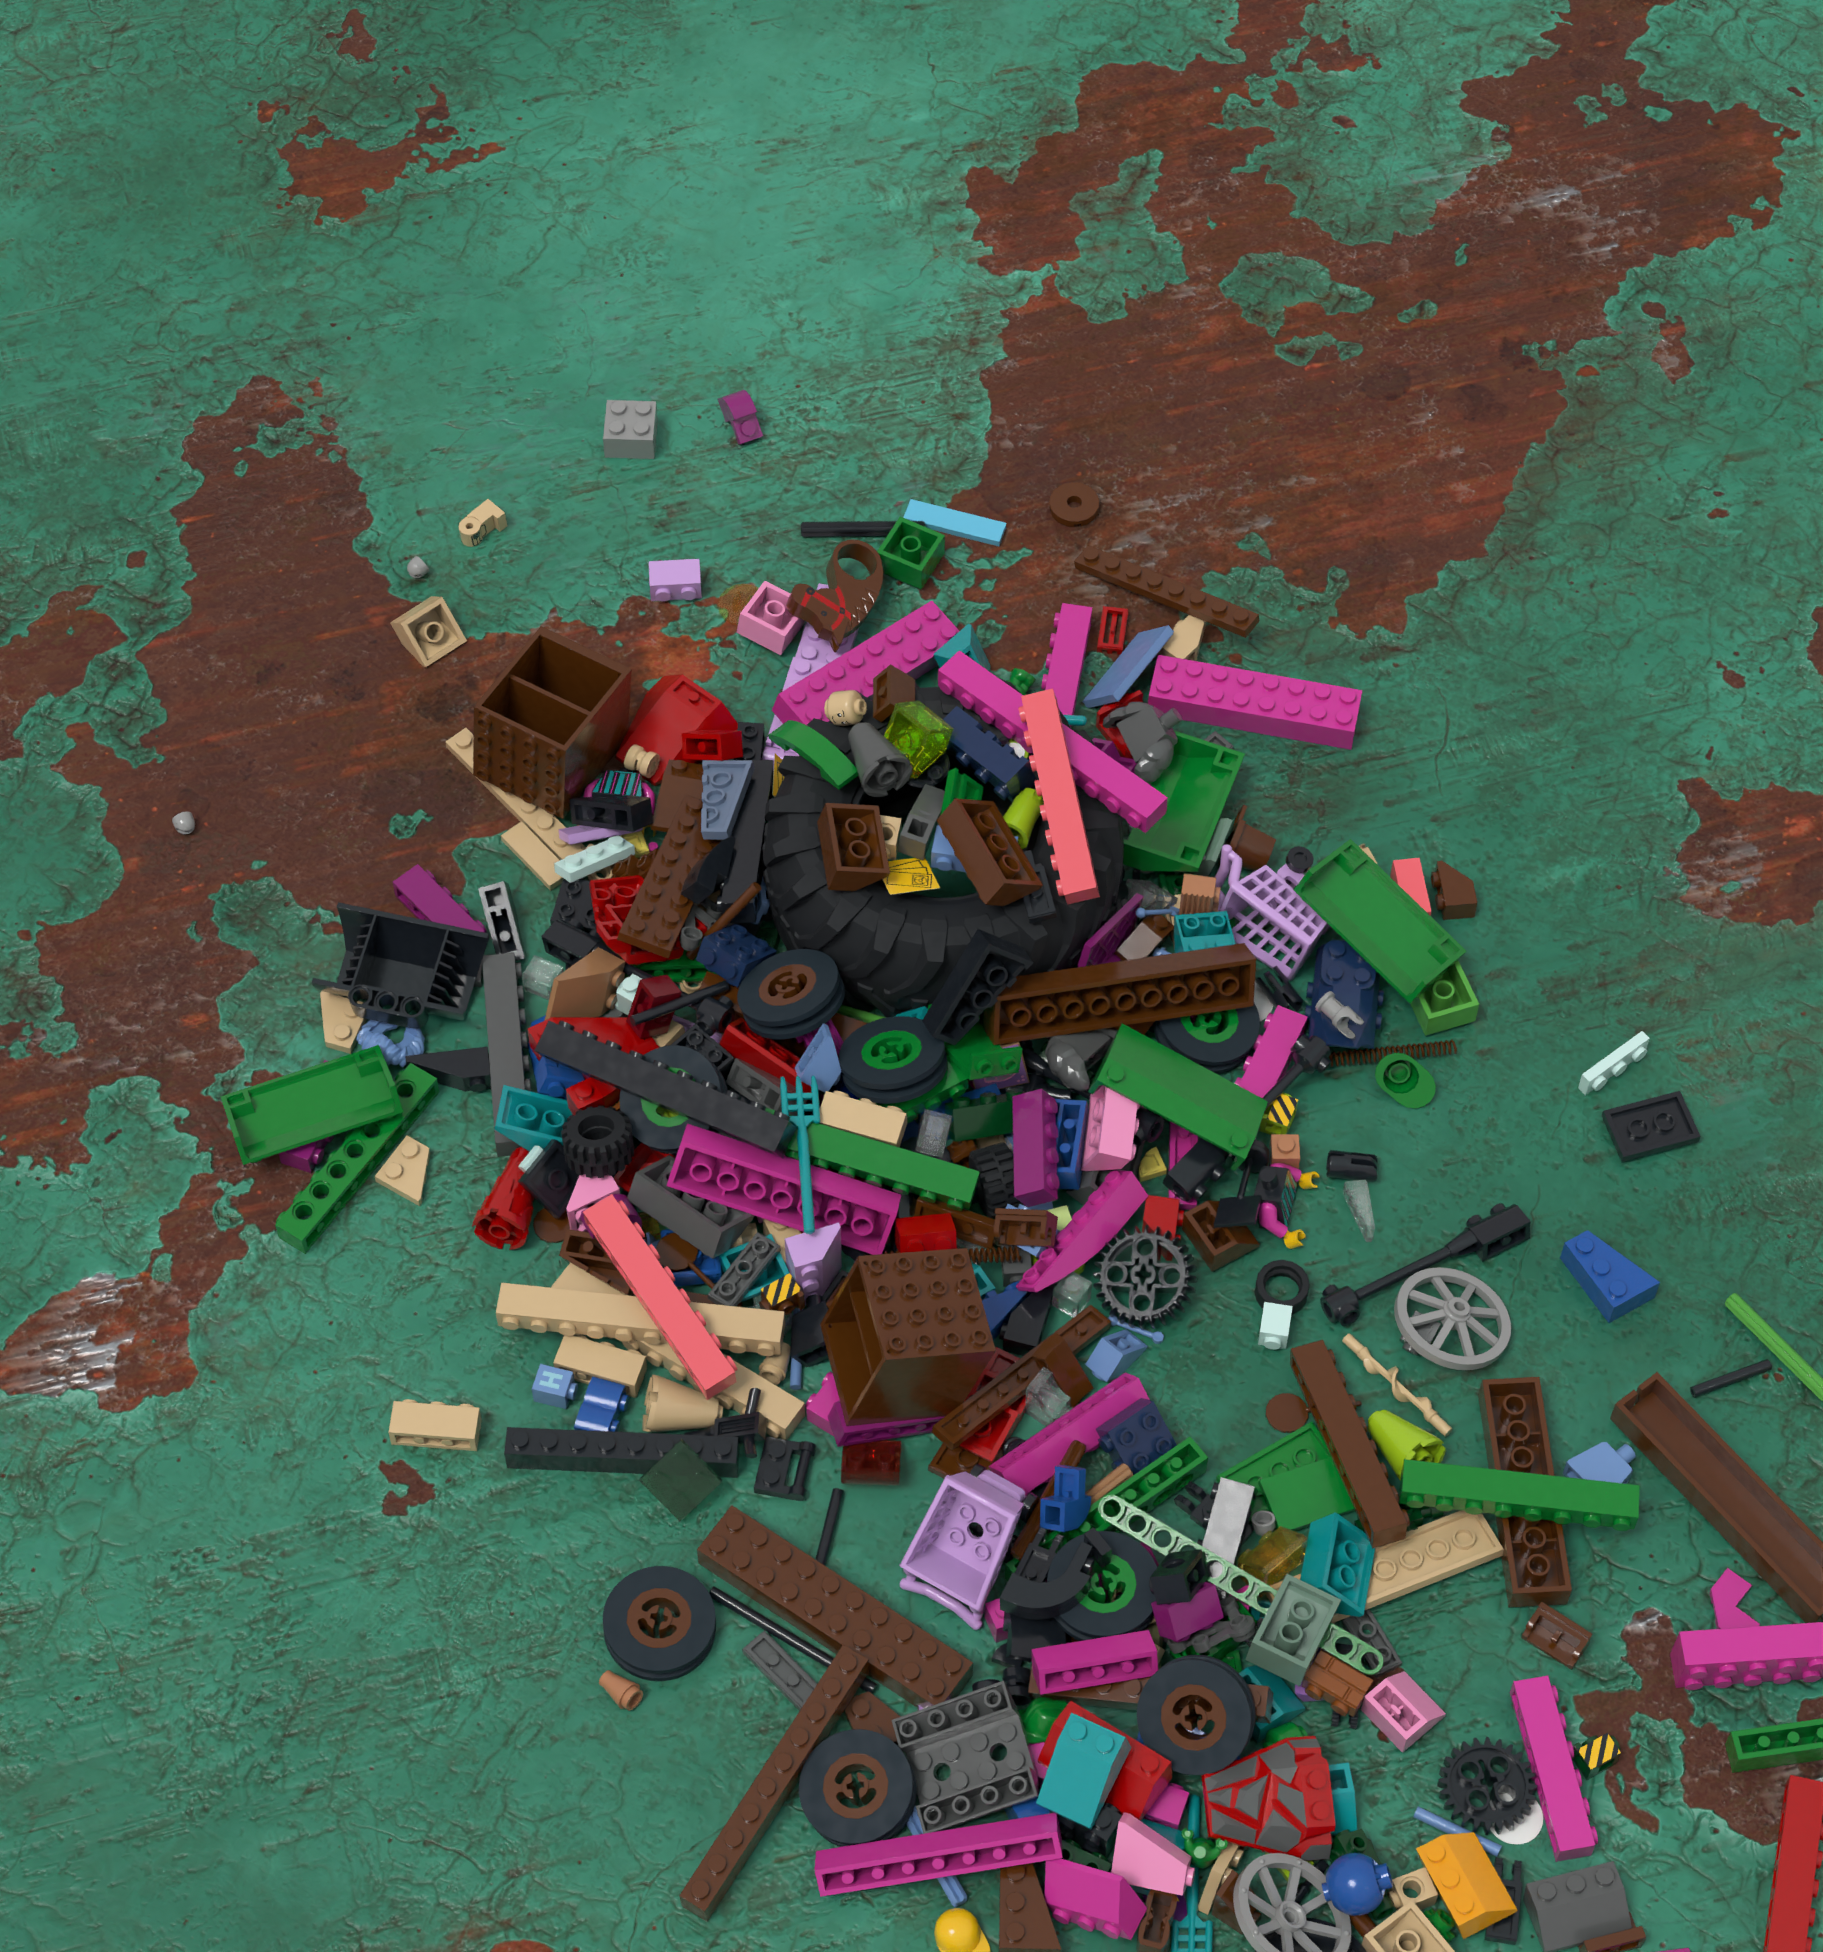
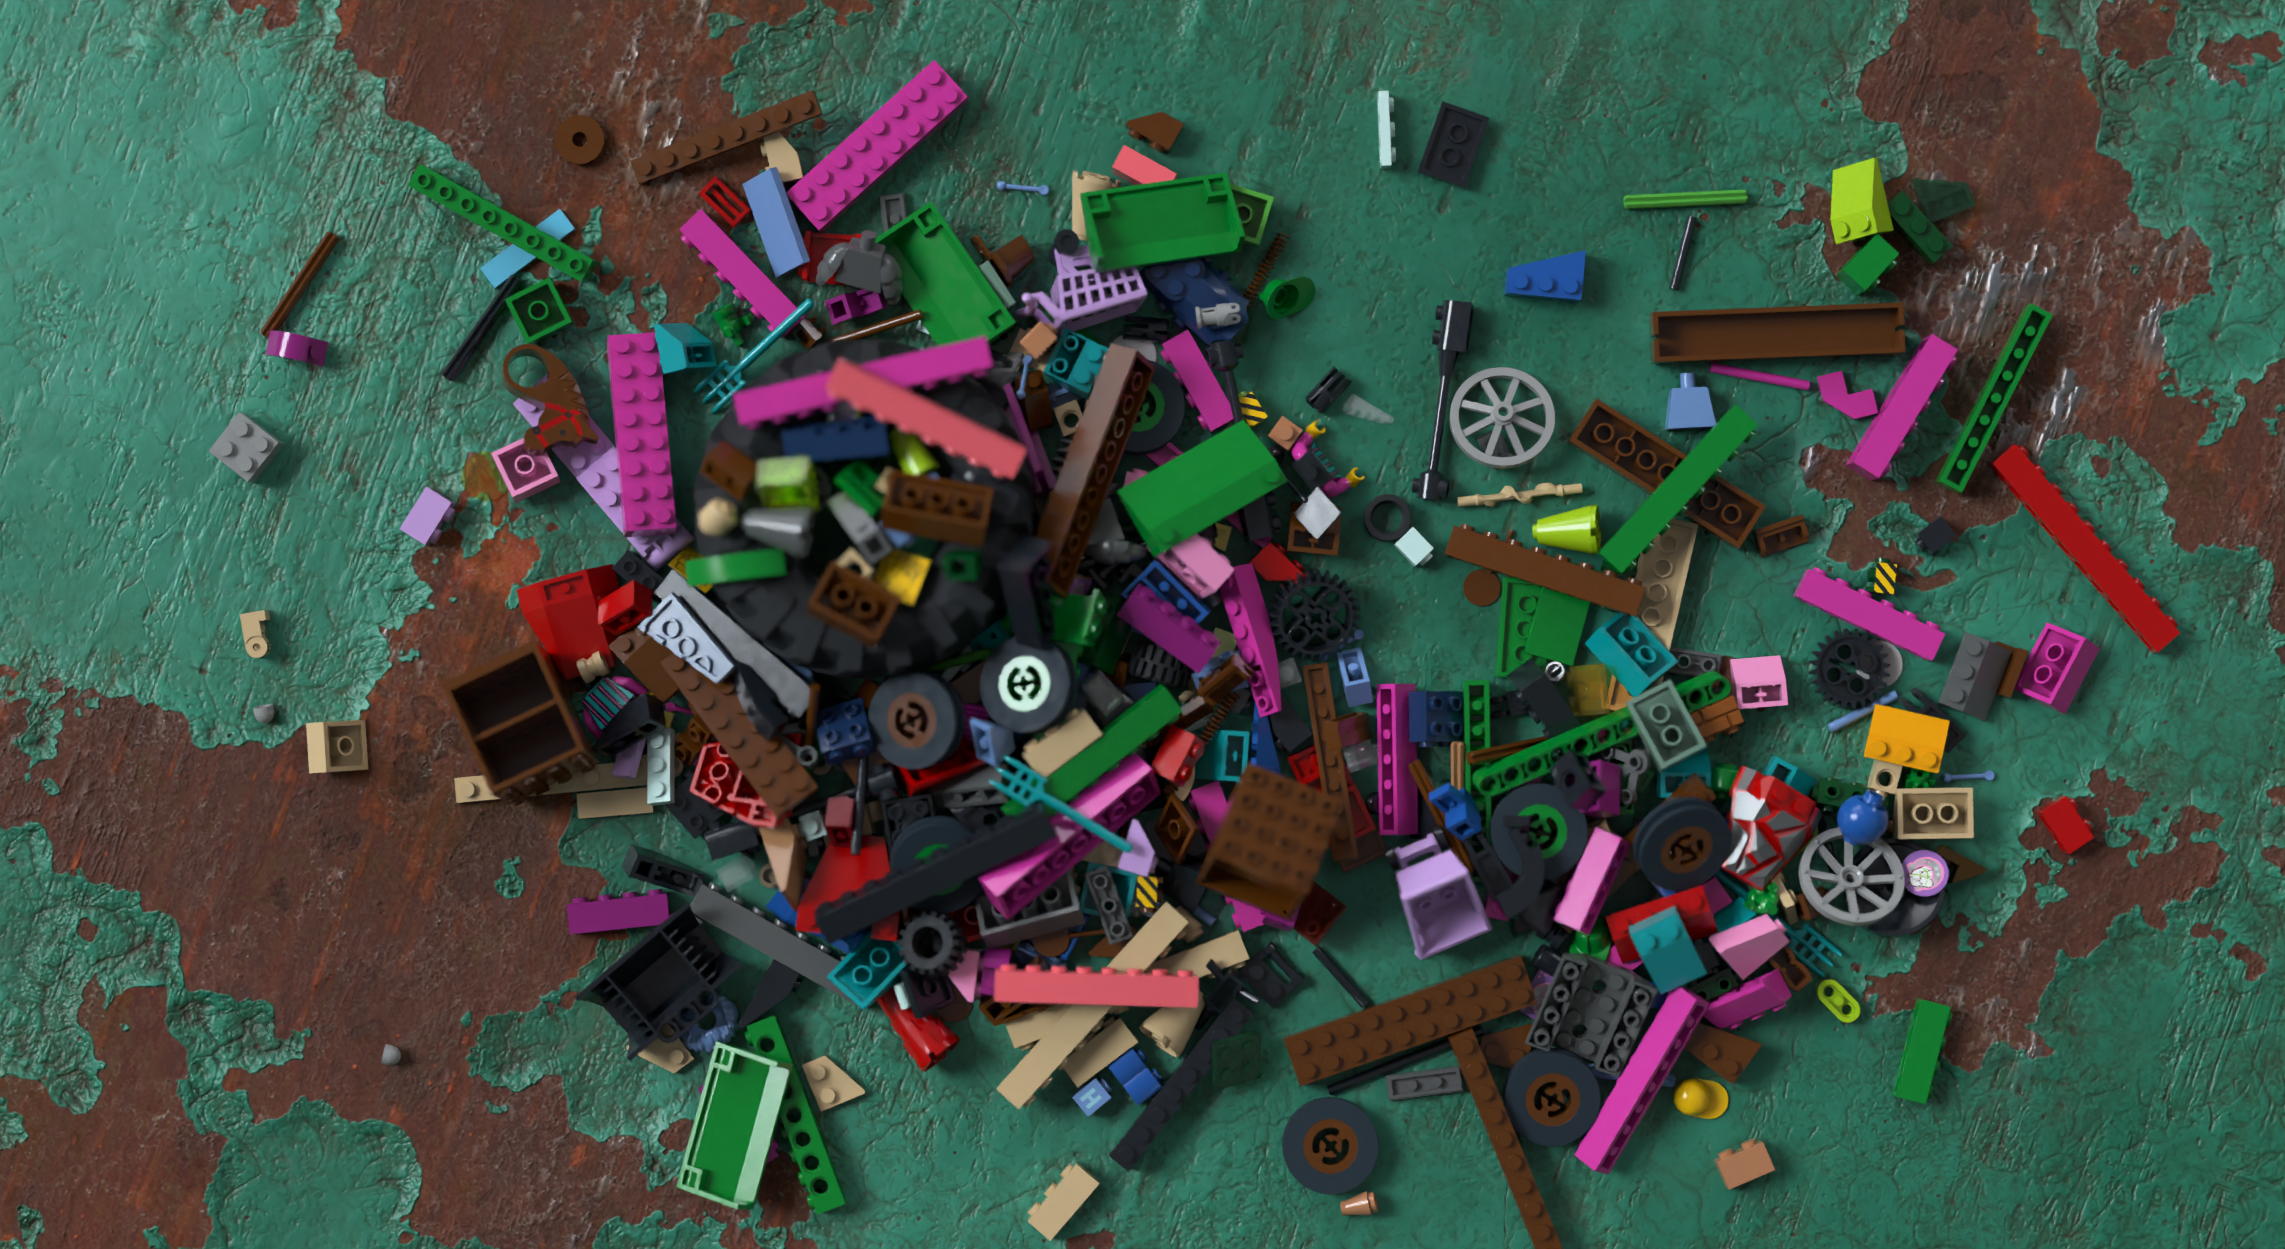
camera: 55 degrees left, 30 degrees up
(799, 392) = (300, 283): none -> reddish brown axle
(957, 908) = (956, 571): none -> dark green brick
(960, 488) = (503, 223): none -> green brick
(1144, 1502) = (1501, 751): none -> reddish brown axle
(1327, 846) = (1043, 190): none -> medium blue hinge
(1676, 1775) = (1933, 536): none -> black brick
(1682, 1519) = (1759, 376): none -> dark pink bar

